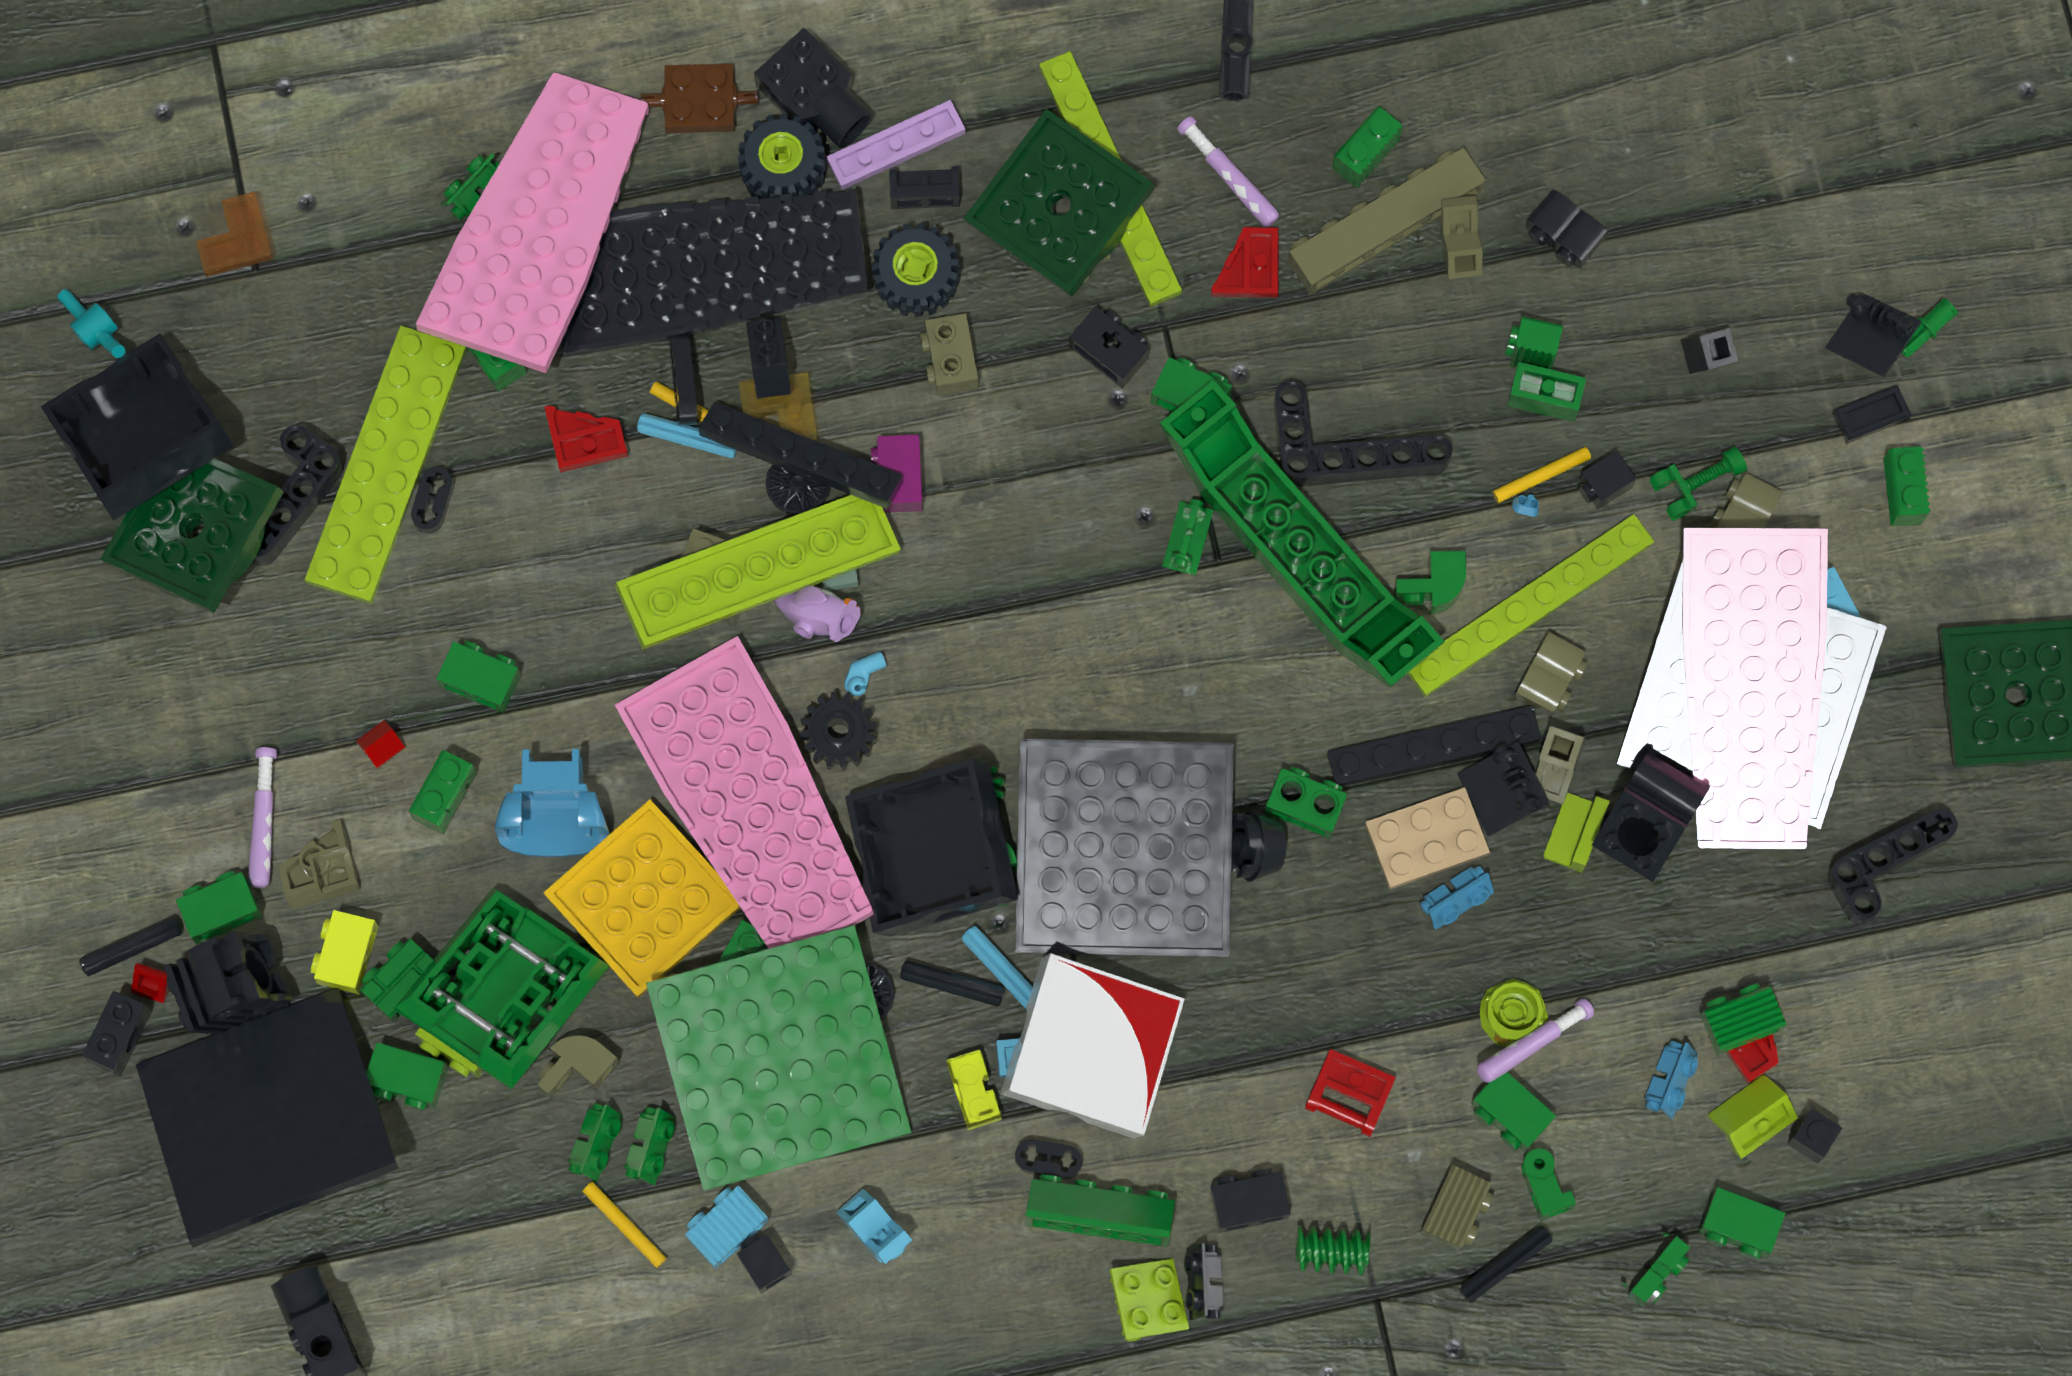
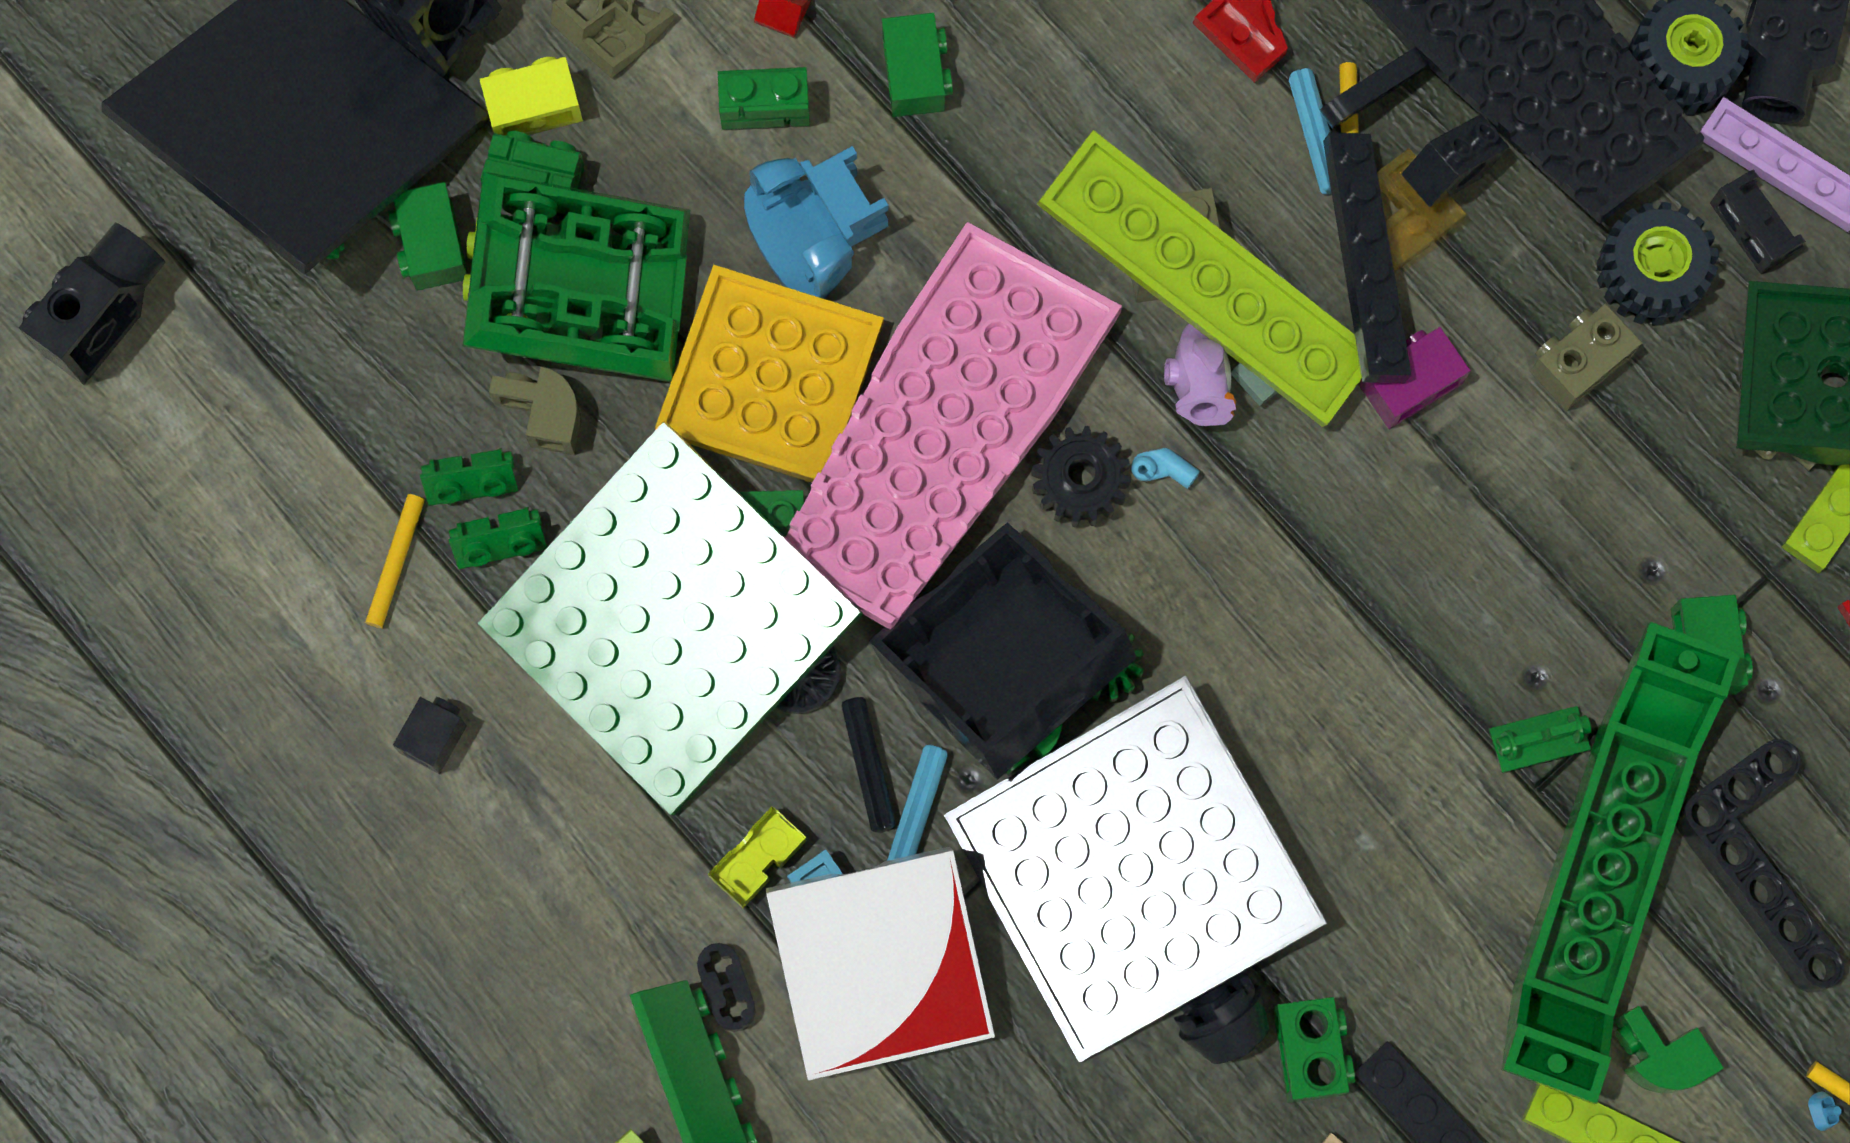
camera: 60 degrees right, 0 degrees up
(725, 1226) = (450, 670): medium azure brick -> none
(794, 492) = (1322, 276): black wheel -> none
(874, 1227) = (535, 834): medium azure brick -> none
(1115, 363) = (1691, 544): black brick -> none

